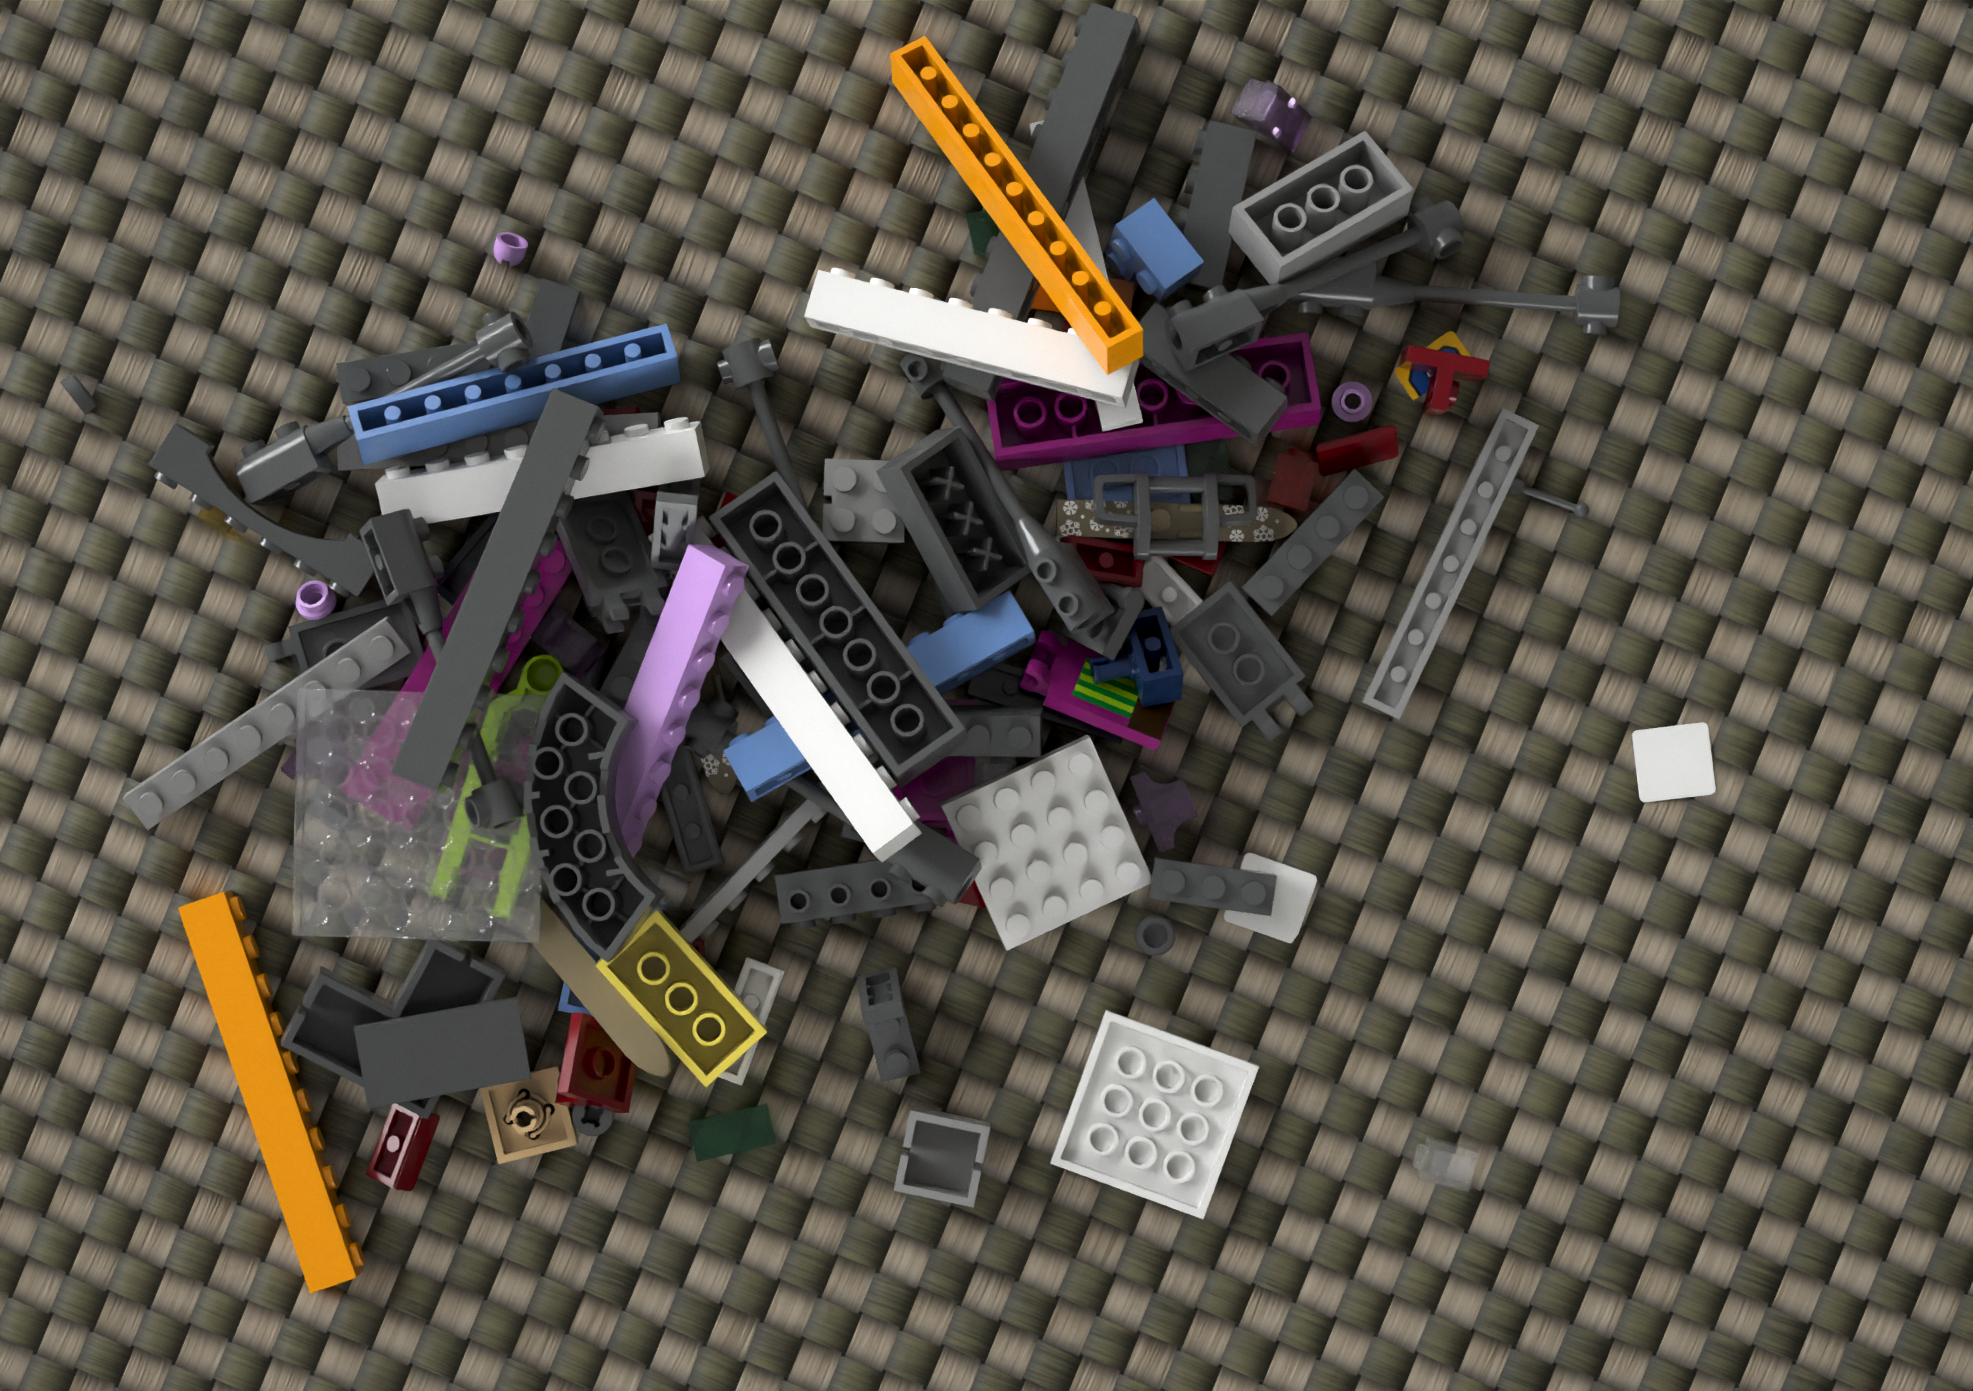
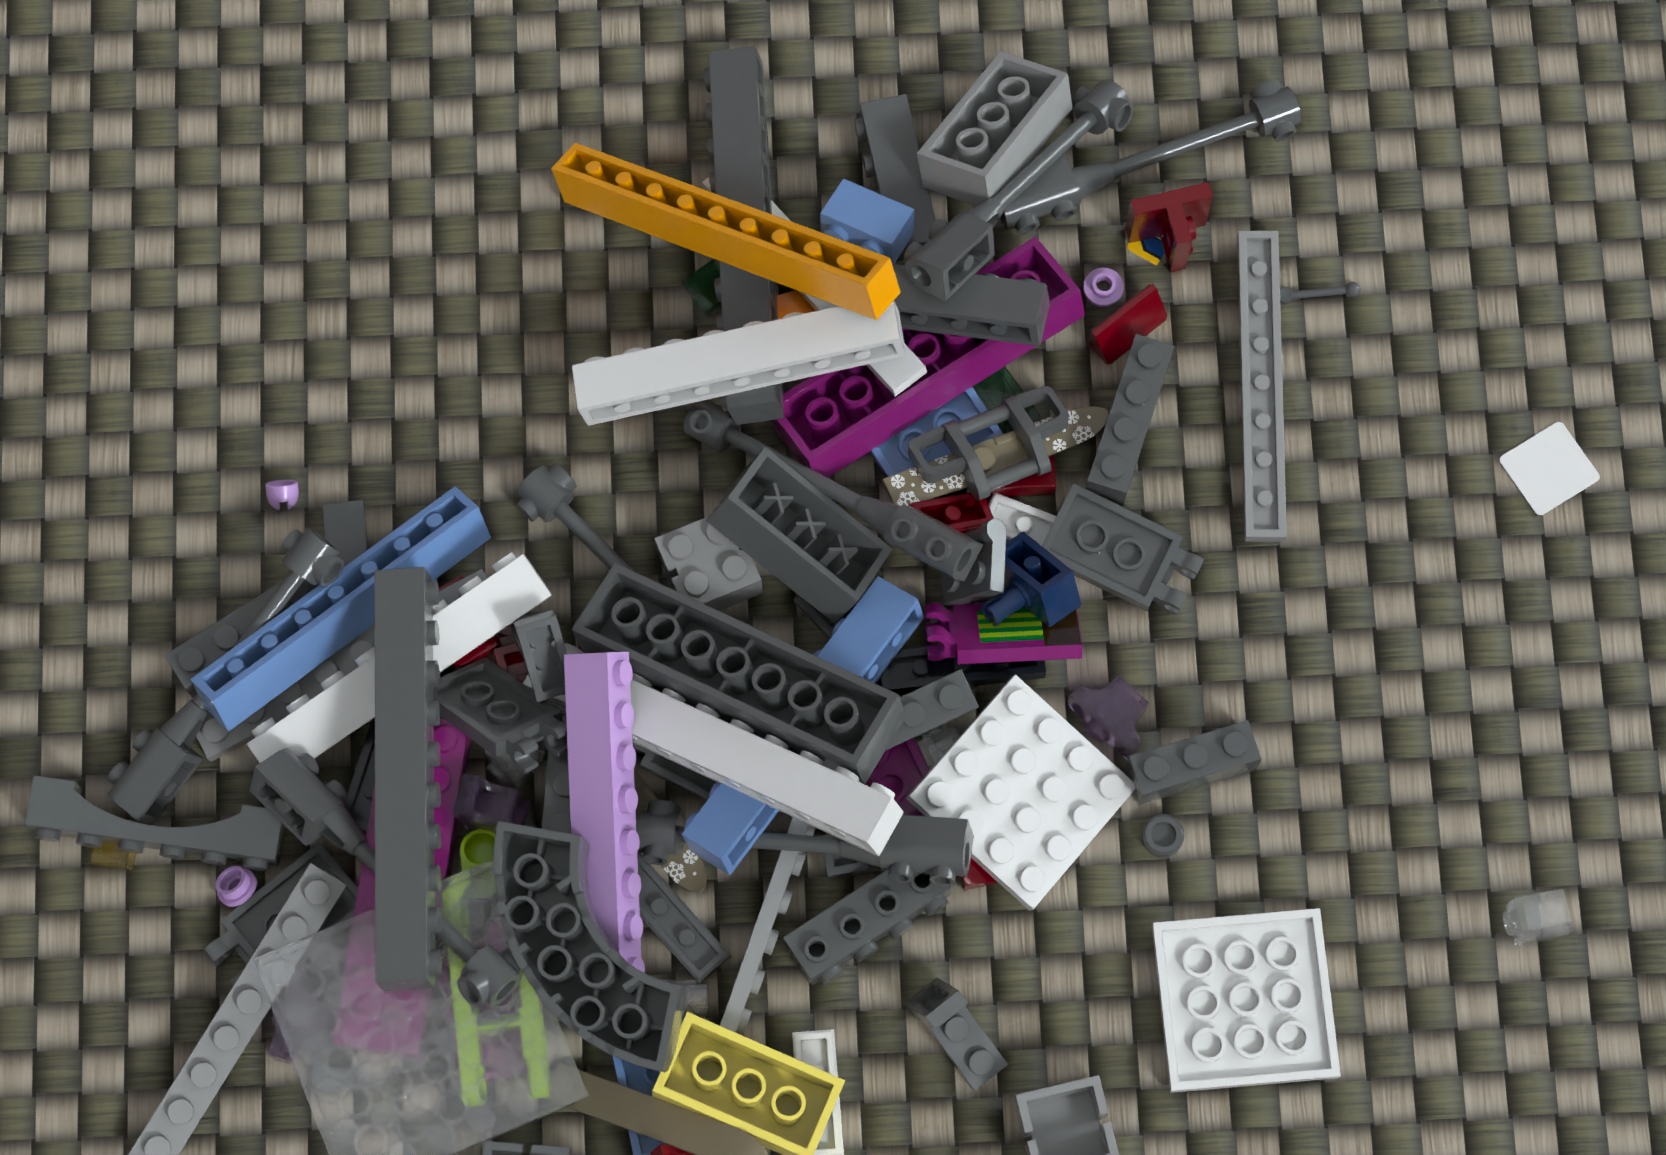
camera: 20 degrees left, 15 degrees down
(1272, 113) = (911, 73): clear purple brick -> none
(1290, 900) = (1275, 766): white sticker -> none
(1292, 480) = (1085, 376): clear red brick -> none

